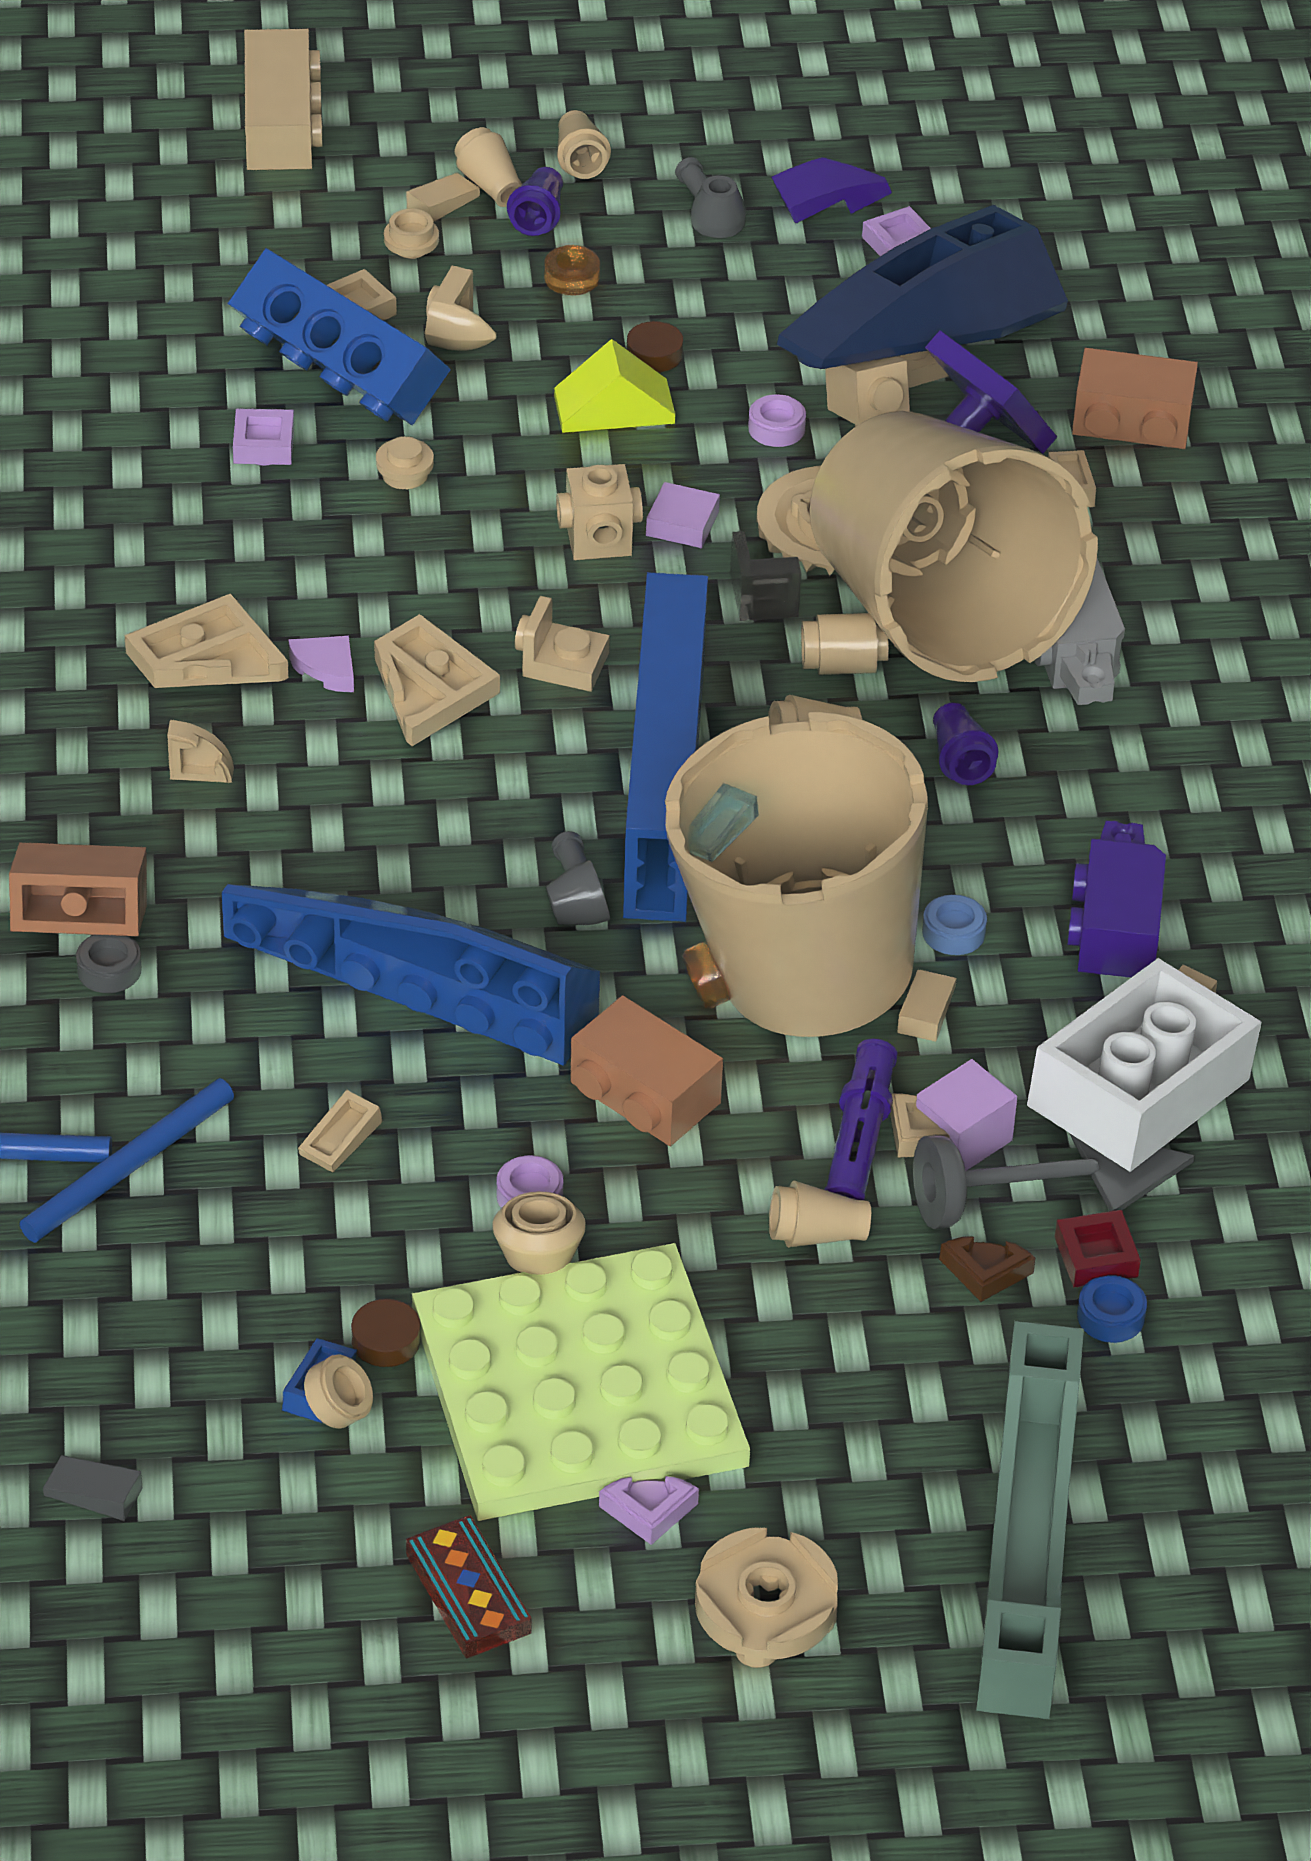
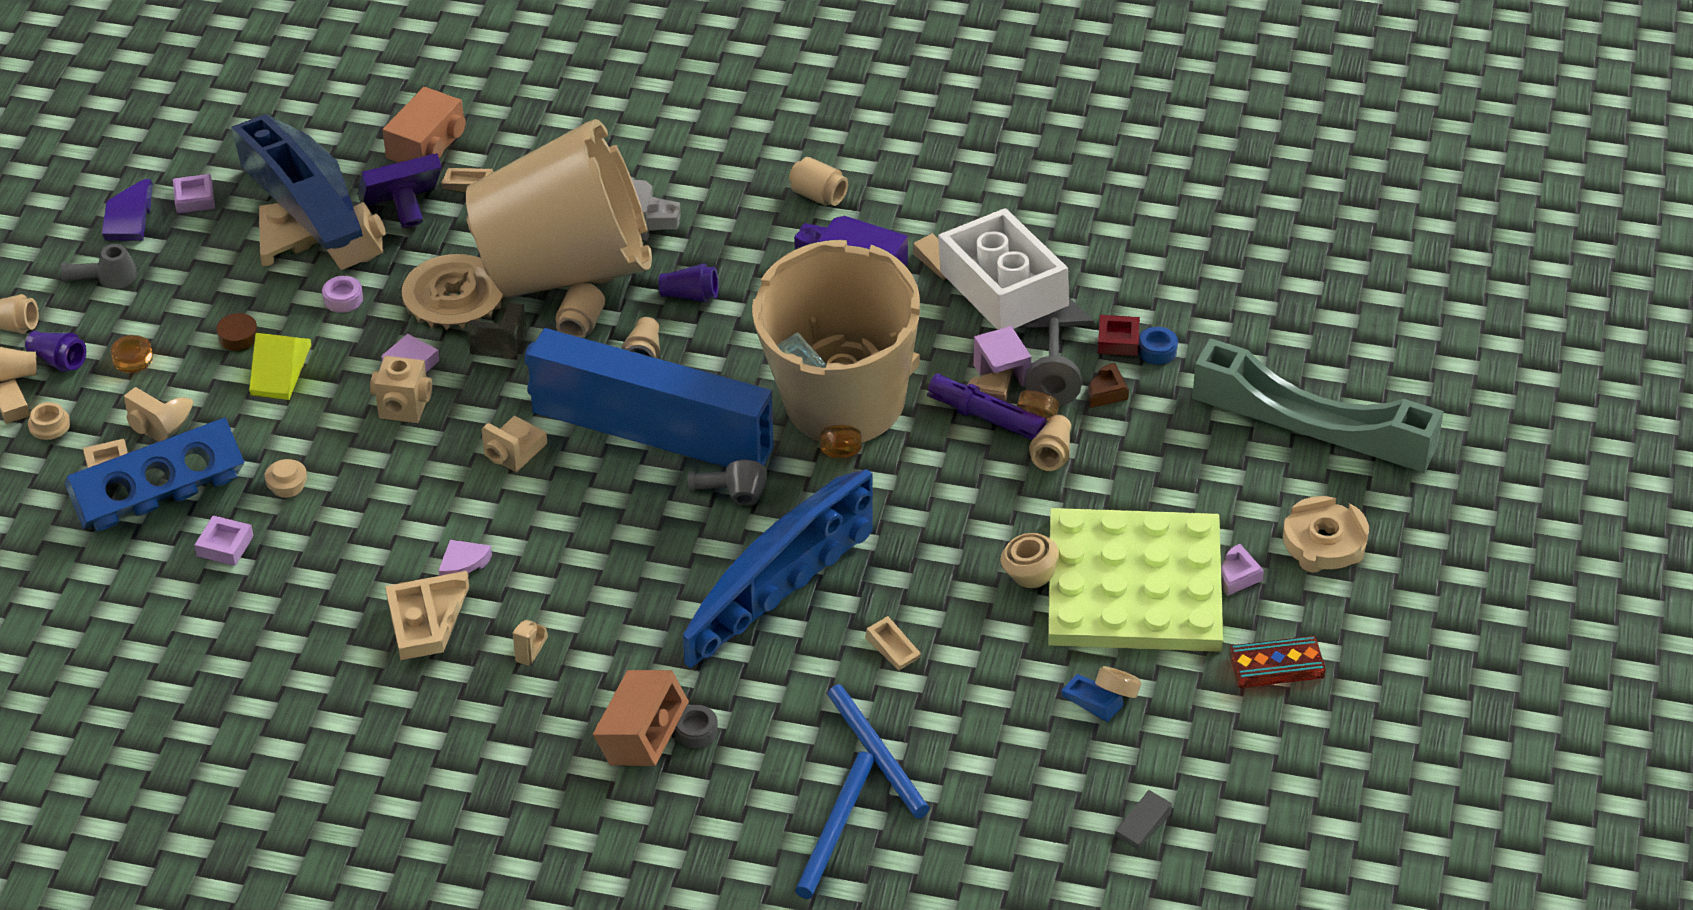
camera: 70 degrees left, 0 degrees up
(385, 1332) = (1069, 656): reddish brown tile -> none
(430, 678) = (510, 509): tan wing -> none
(528, 1175) = (974, 566): lavender tile -> none
(646, 1070) = (913, 485): nougat brick -> none
(884, 1179) = (1038, 403): none -> clear orange tile
(1255, 824) = (818, 181): none -> tan brick

